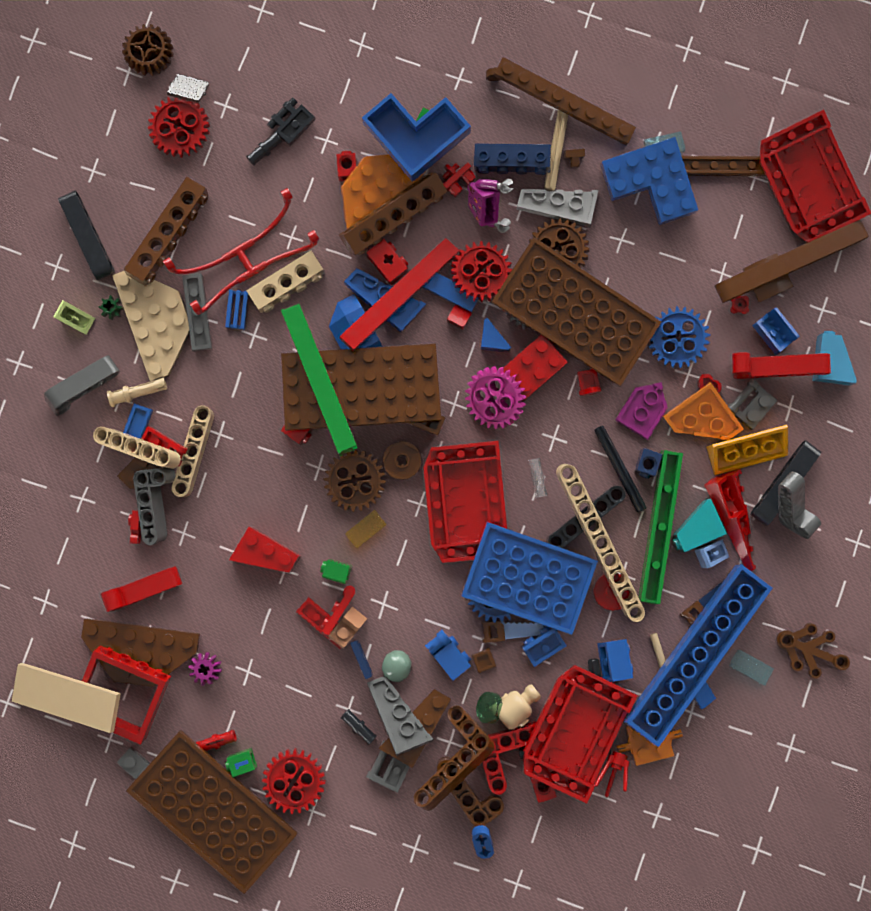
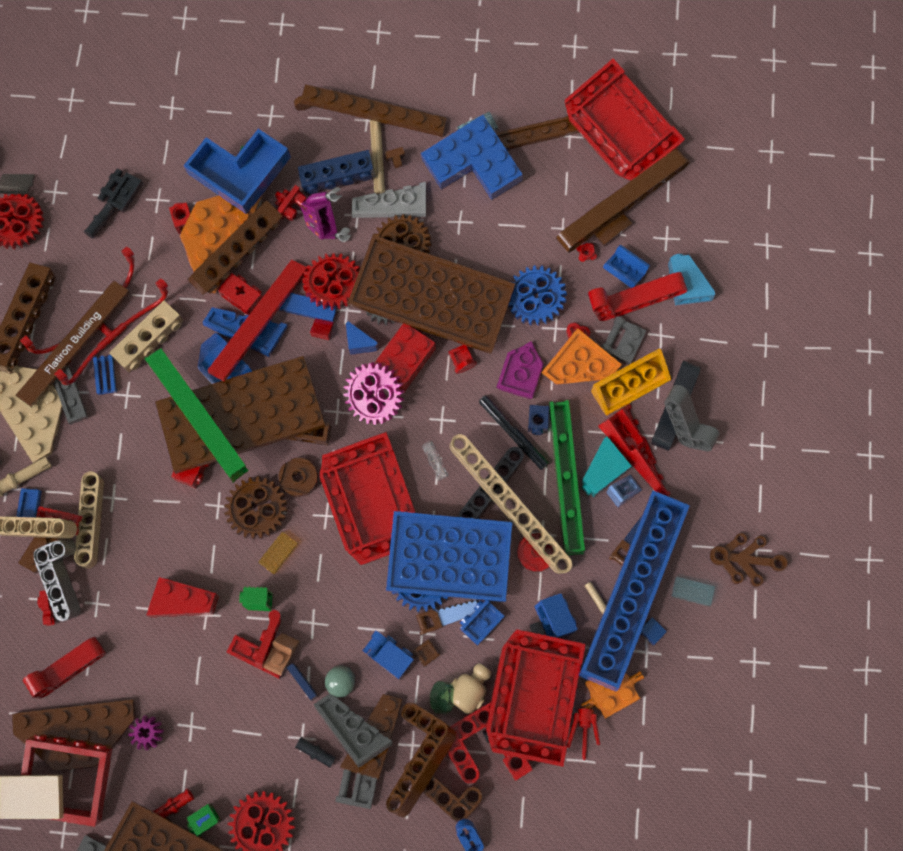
camera: 10 degrees left, 10 degrees down
(212, 271) = (72, 343): none -> reddish brown tile

